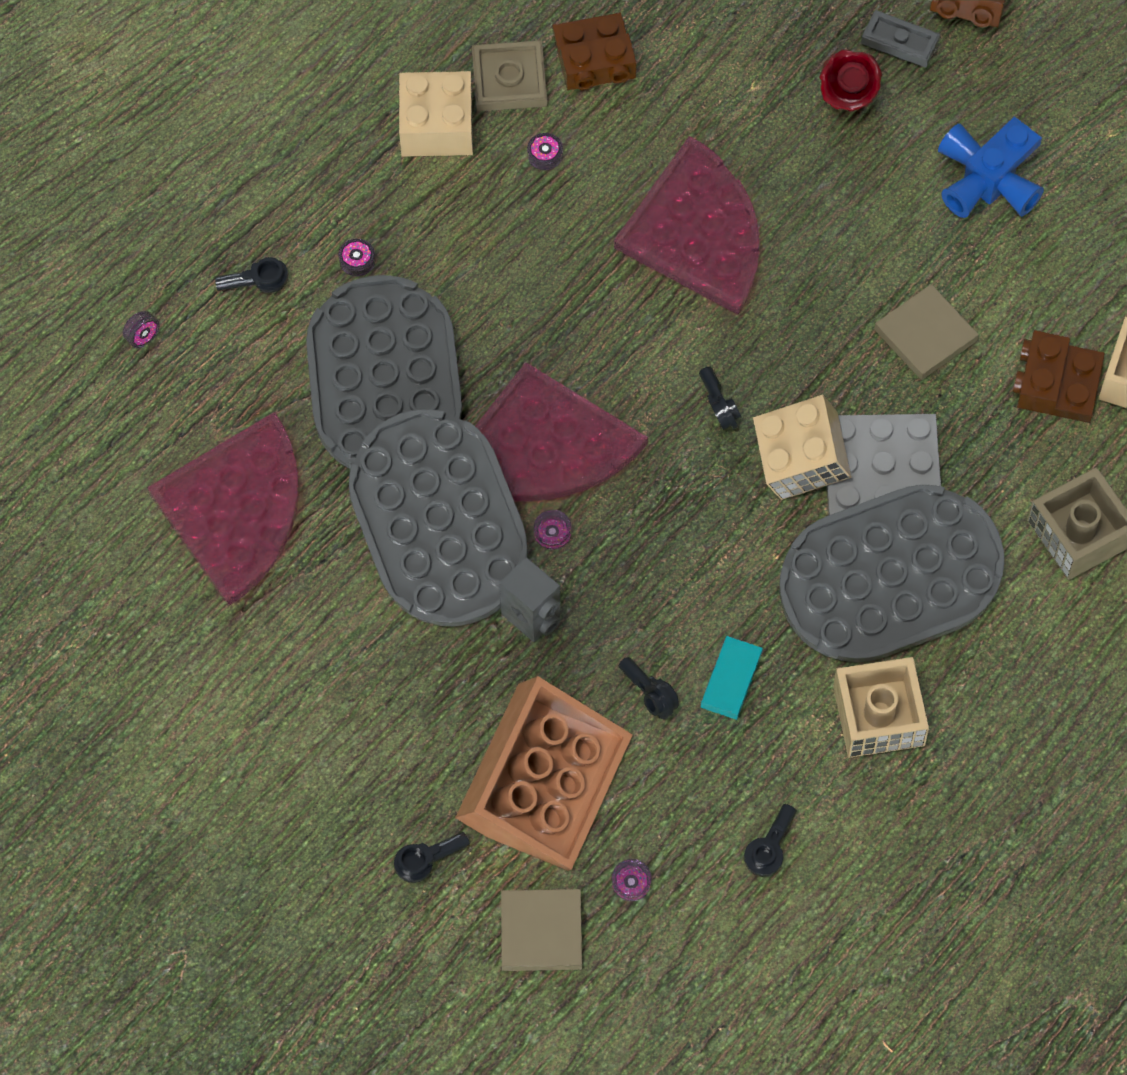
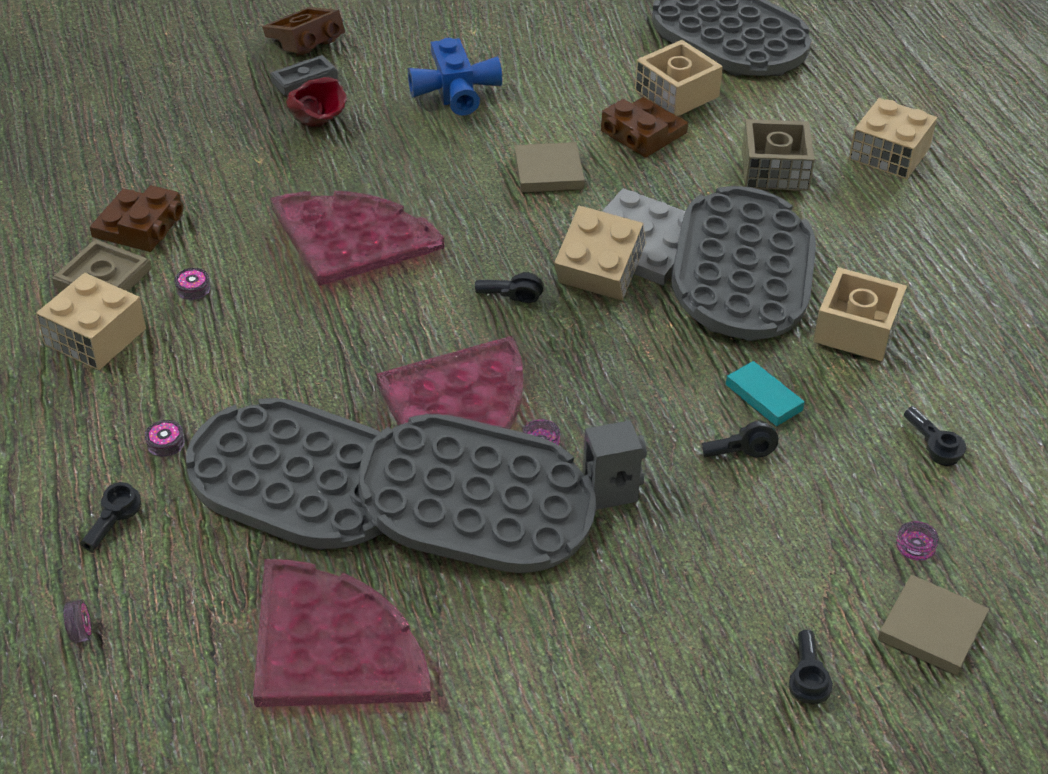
camera: 60 degrees left, 20 degrees down
(544, 774) = (778, 547): nougat slope -> none

